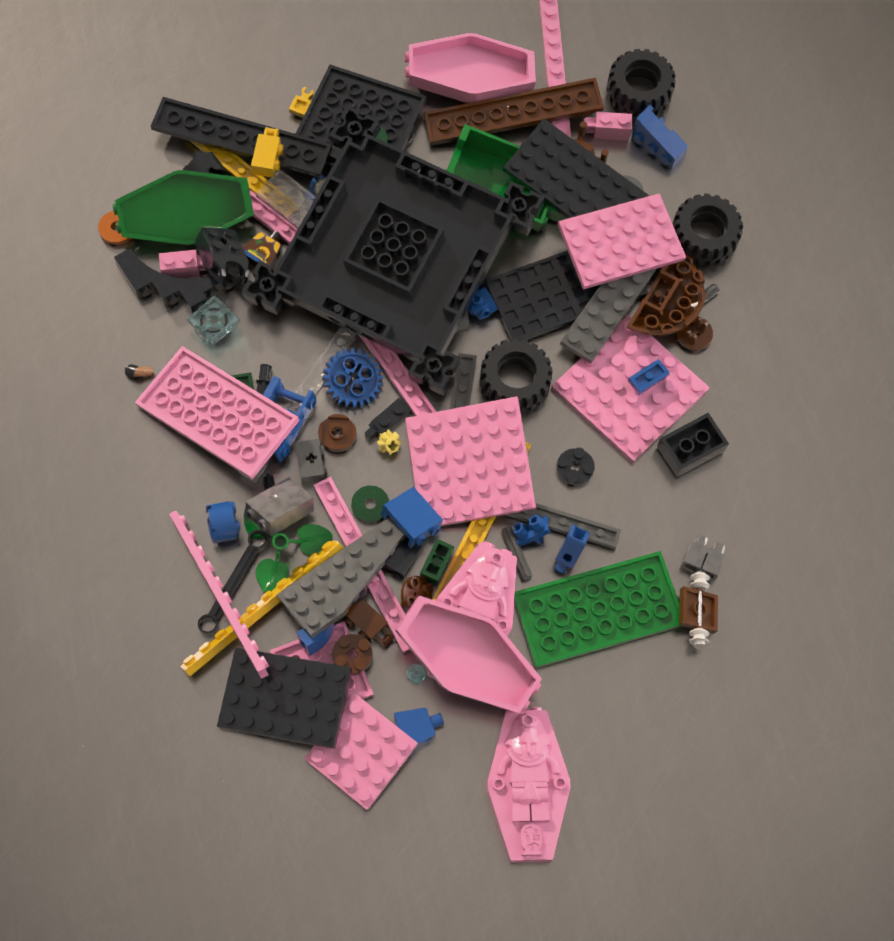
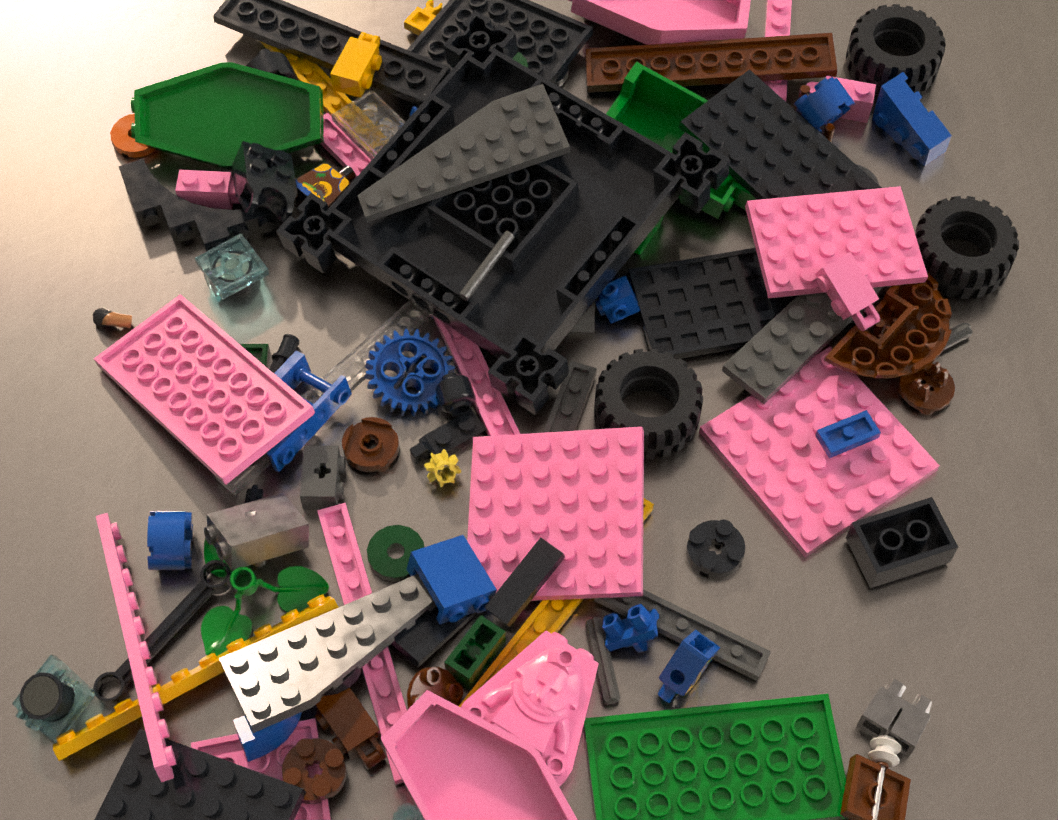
camera: 15 degrees right, 10 degrees down
(172, 637) = (52, 696): none -> piece
(377, 208) = (487, 145): none -> dark grey wing
(387, 389) = (455, 394): none -> black head
(393, 298) = (486, 265): none -> dark grey bar
(460, 512) = (525, 582): none -> black tile
(599, 137) = (825, 104): none -> blue brick
(636, 277) = (849, 291): none -> bright pink brick

